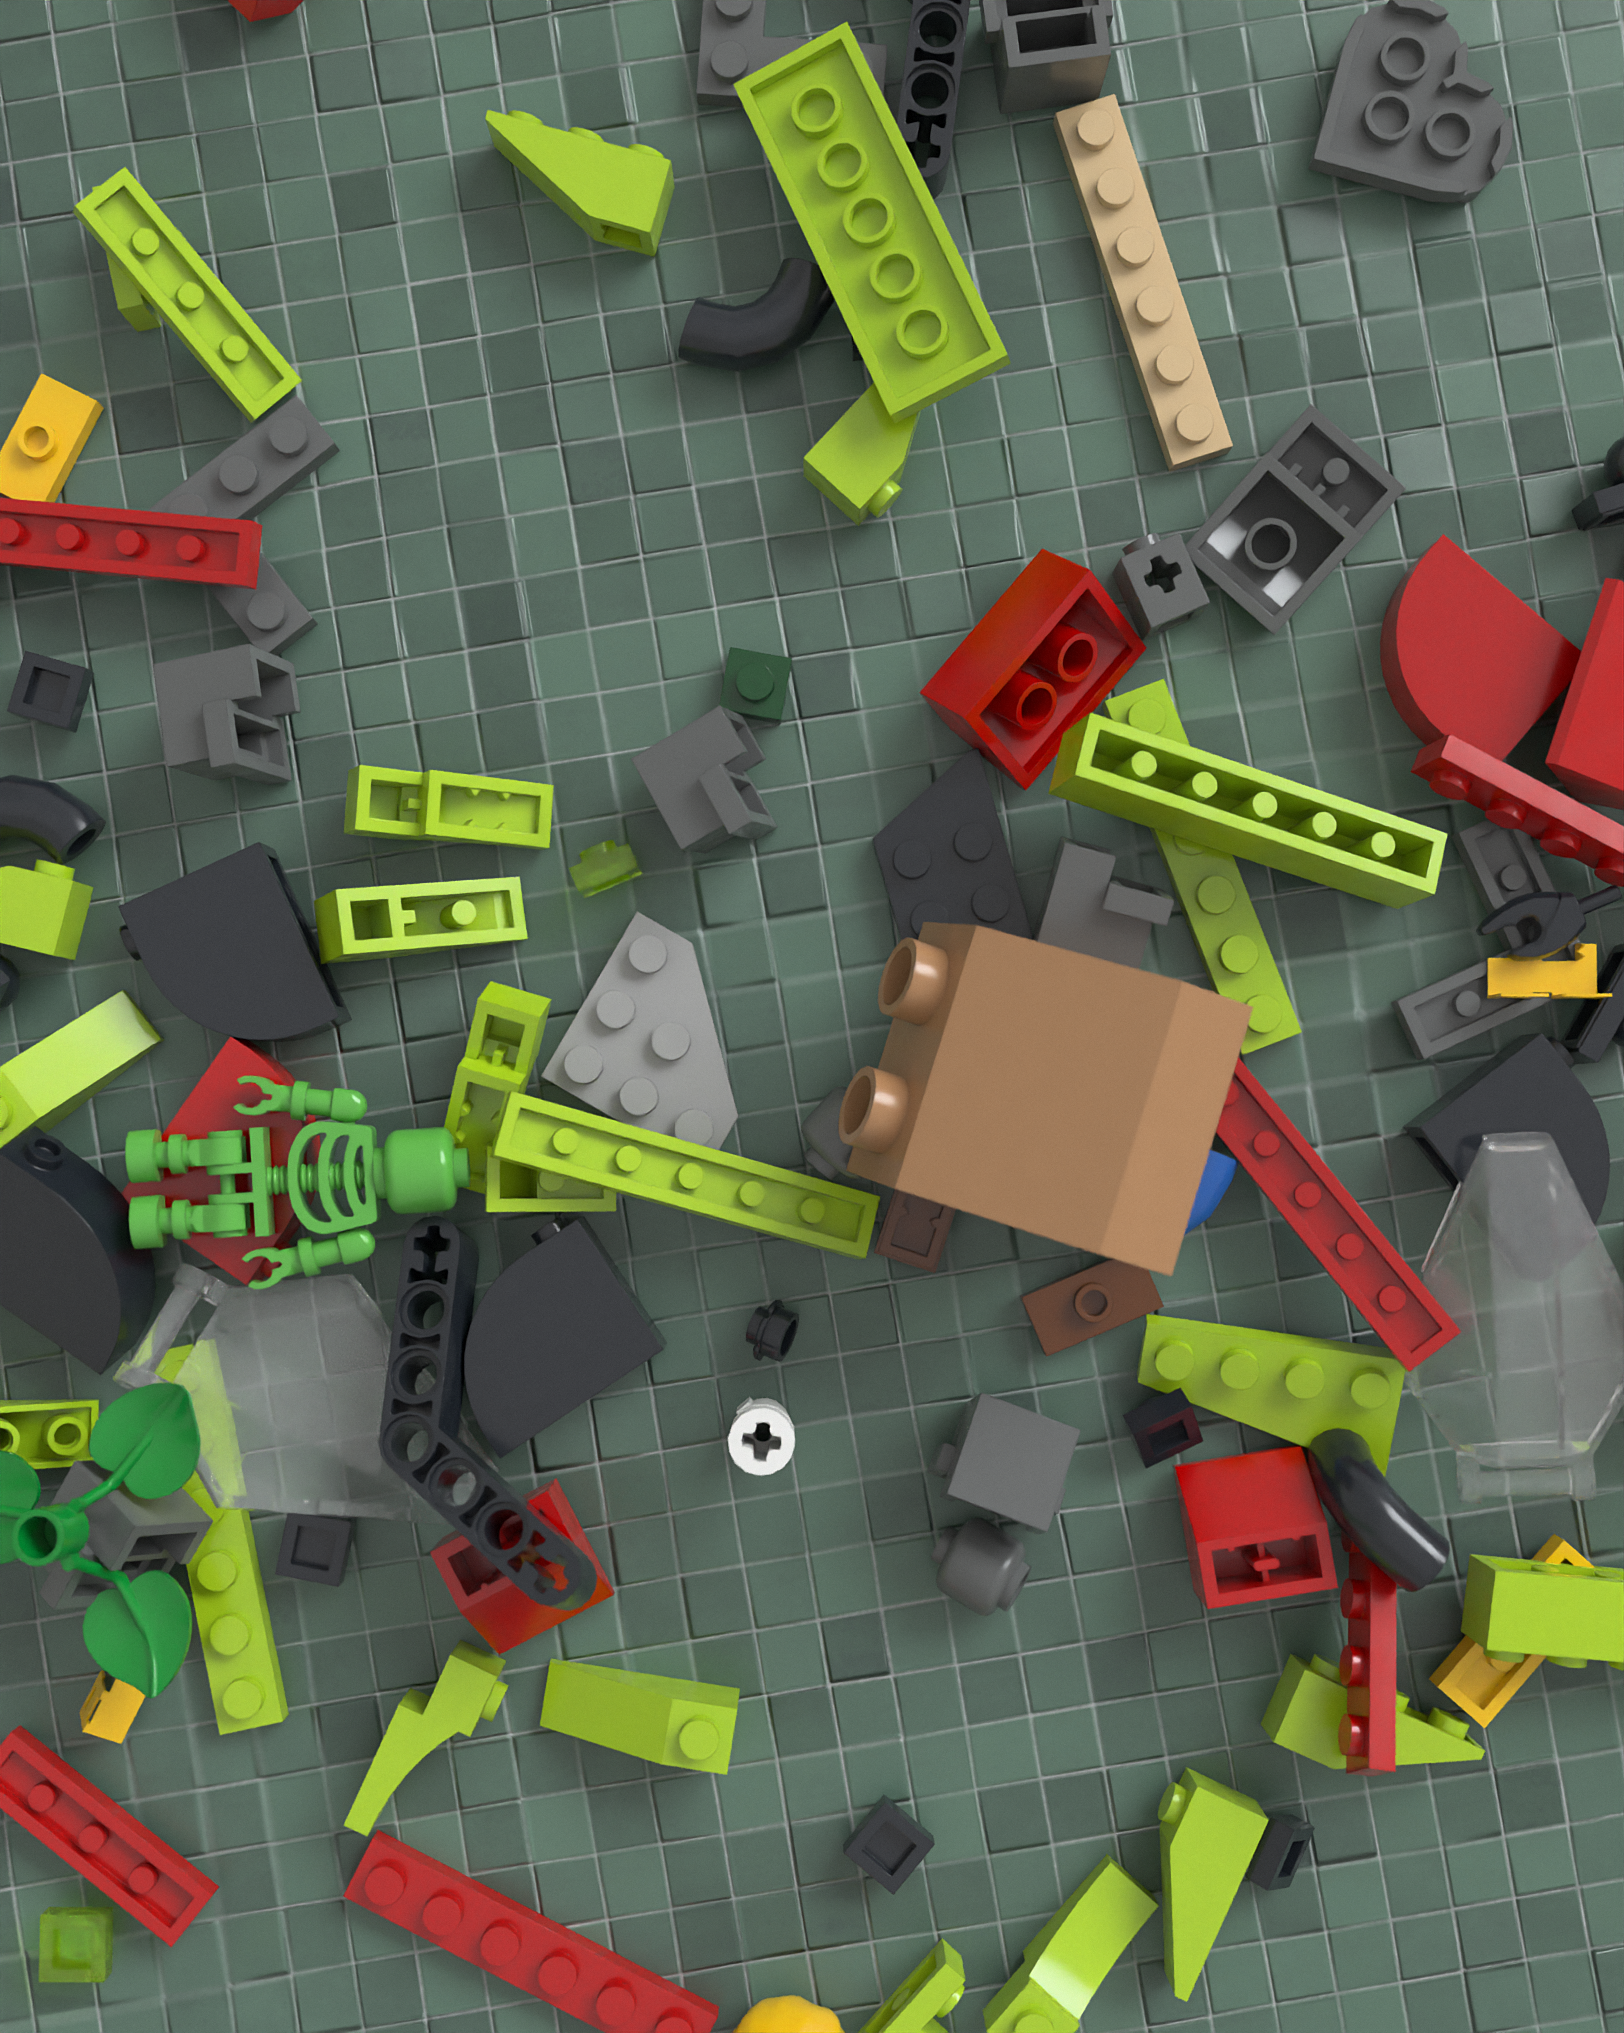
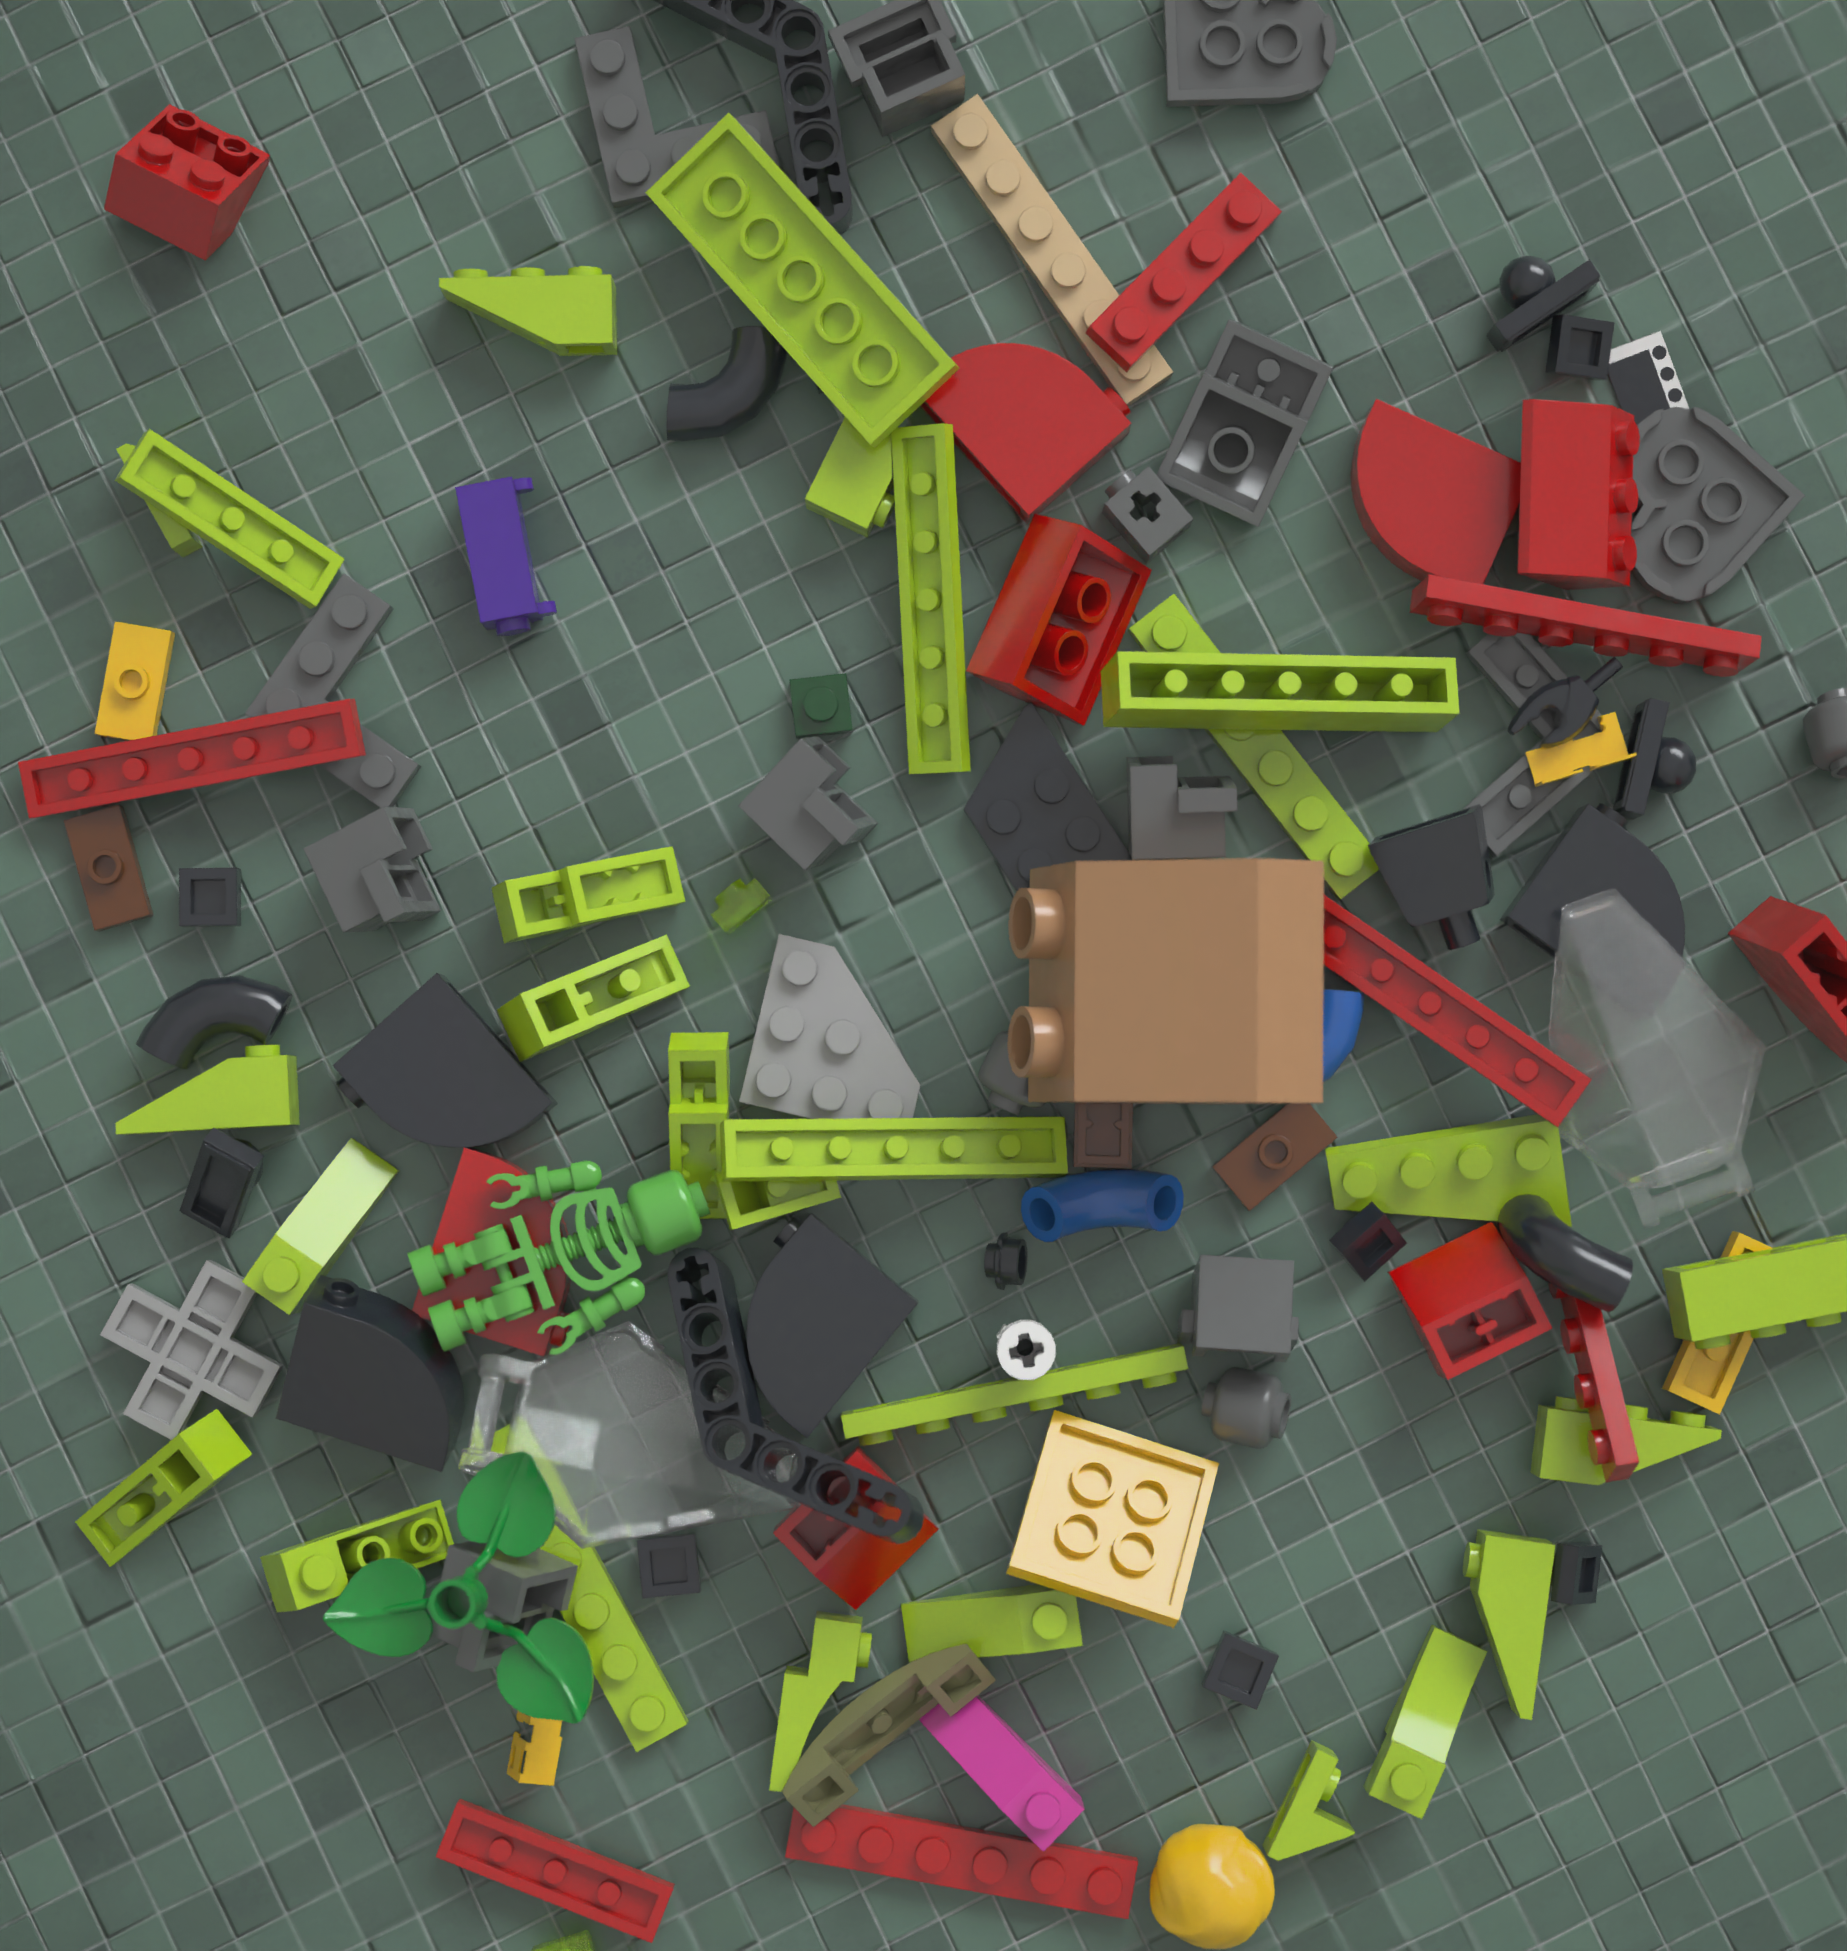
camera: 15 degrees left, 0 degrees up
(408, 1824) = (875, 1719): none -> olive slope
(466, 423) = (501, 555): none -> dark purple brick
(606, 1871) = (1007, 1770): none -> dark pink slope
(709, 1473) = (988, 1399): none -> lime plate
(801, 1646) = (1113, 1519): none -> plate
(892, 1298) = (1101, 1201): none -> blue cylinder
(905, 603) = (930, 599): none -> lime plate
(1062, 448) = (1027, 421): none -> red brick
(1275, 343) = (1183, 272): none -> red plate
(1358, 1058) = (1439, 872): none -> black torso

